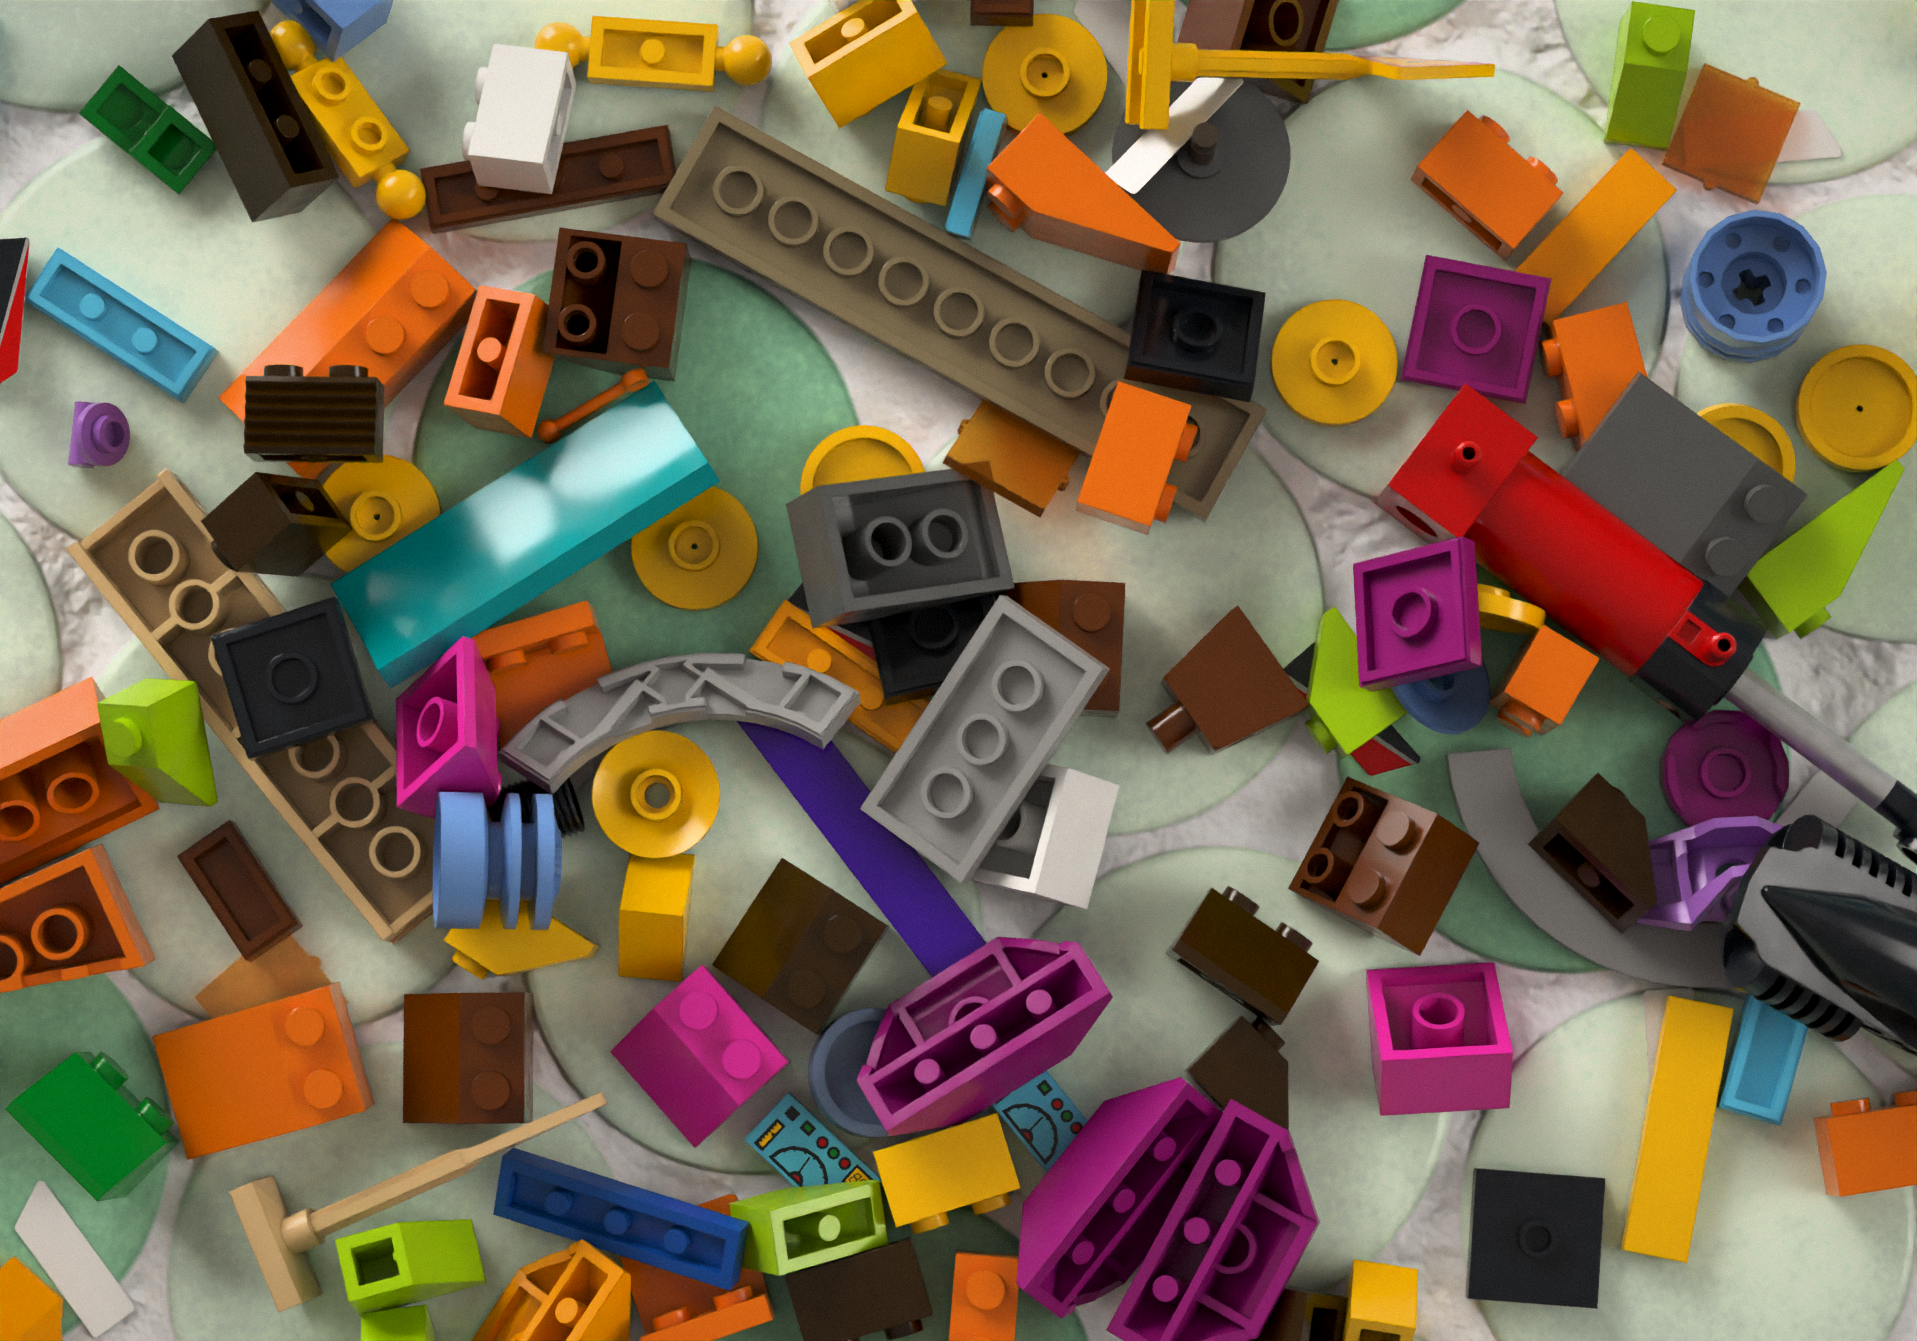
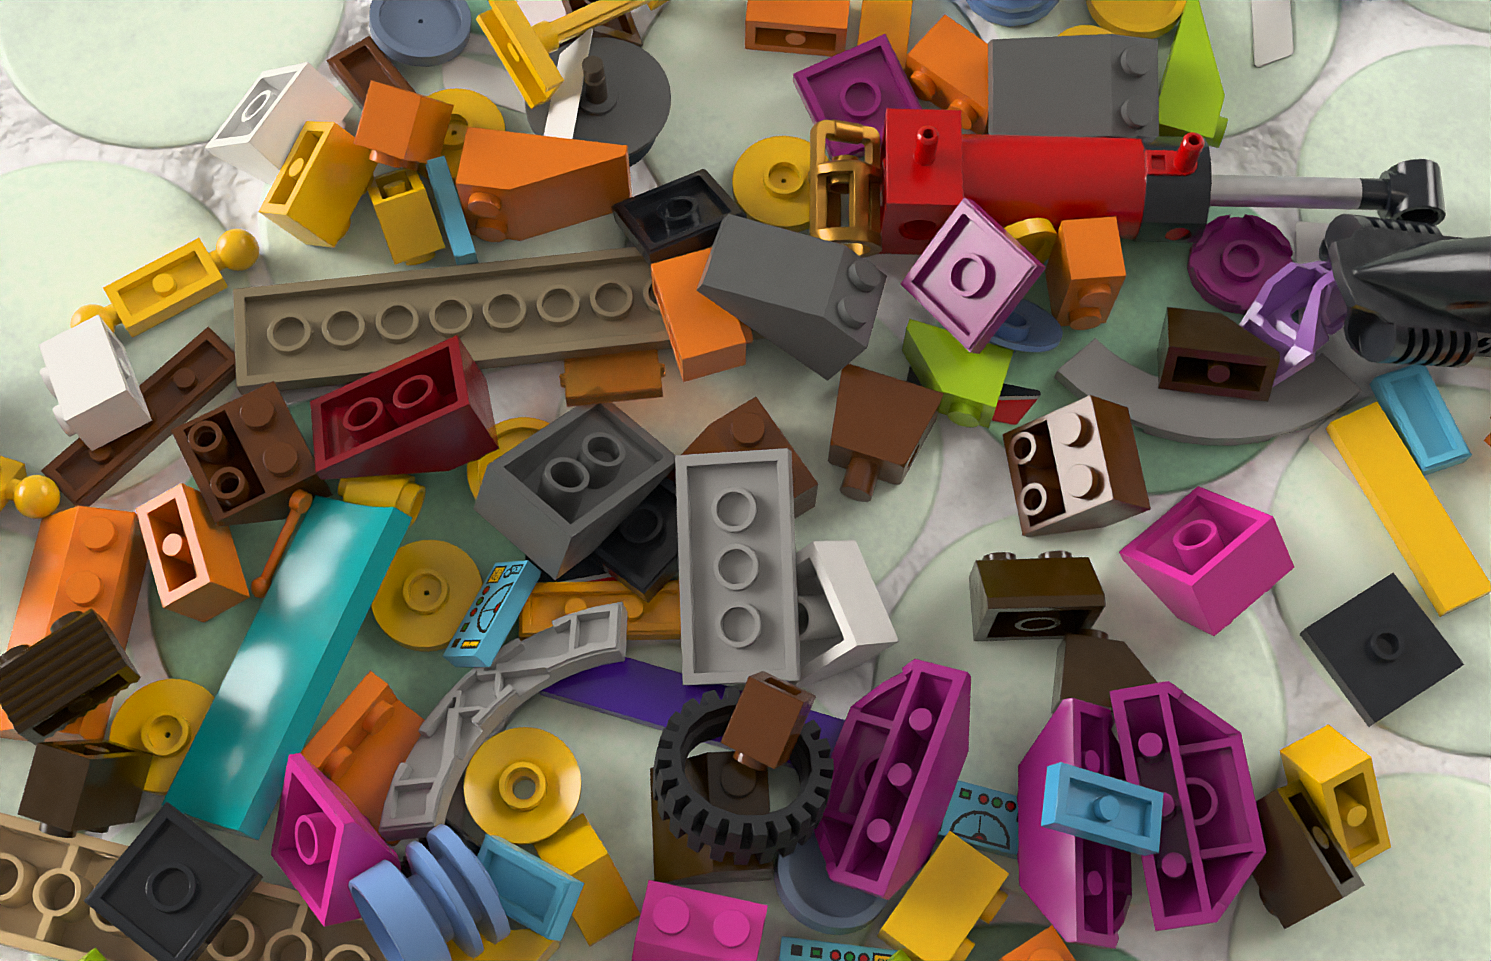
camera: 40 degrees left, 15 degrees down
(594, 893) = (530, 887): none -> medium azure tile
(717, 419) = (385, 491): none -> yellow brick
(737, 615) = (492, 614): none -> medium azure tile
(785, 366) = (406, 418): none -> dark red slope
(899, 907) = (767, 721): none -> reddish brown brick
(907, 895) = (724, 829): none -> black tyre
(986, 55) = (402, 126): none -> orange brick
(1131, 1199) = (1102, 809): none -> dark azure plate
(1239, 502) = (795, 291): none -> dark grey slope
(1397, 430) = (846, 176): none -> pearl gold piece

